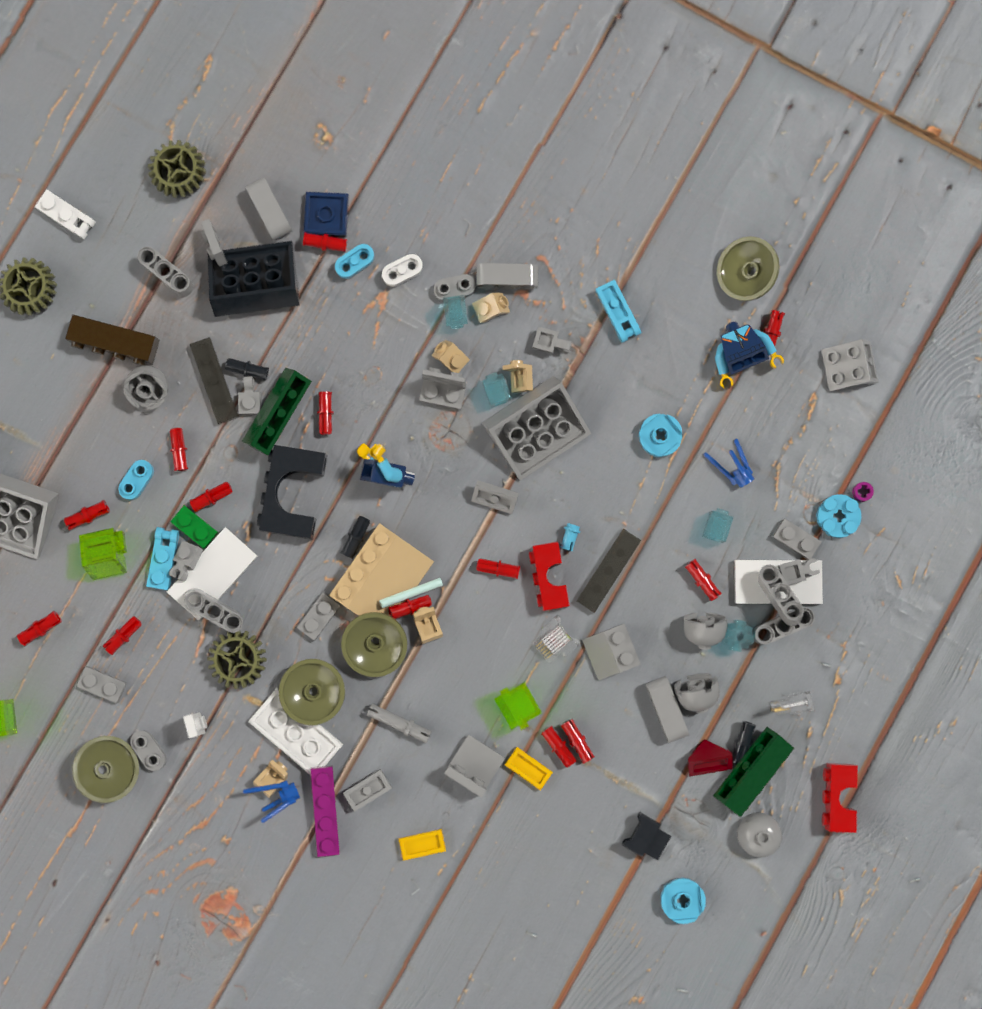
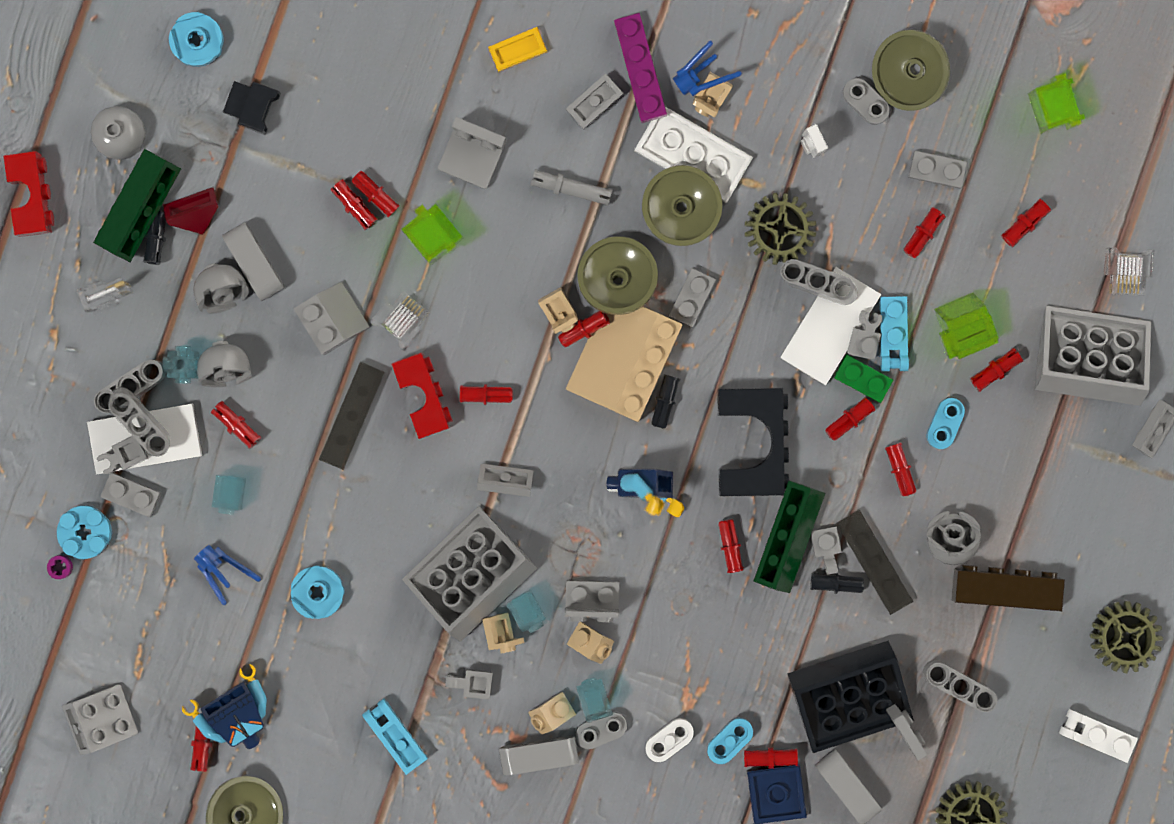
camera: 165 degrees right, 5 degrees up
(411, 593) = (586, 345): light aqua bar -> none
(528, 768) = (407, 162): yellow tile -> none
(570, 537) = (405, 448): medium azure pin -> none

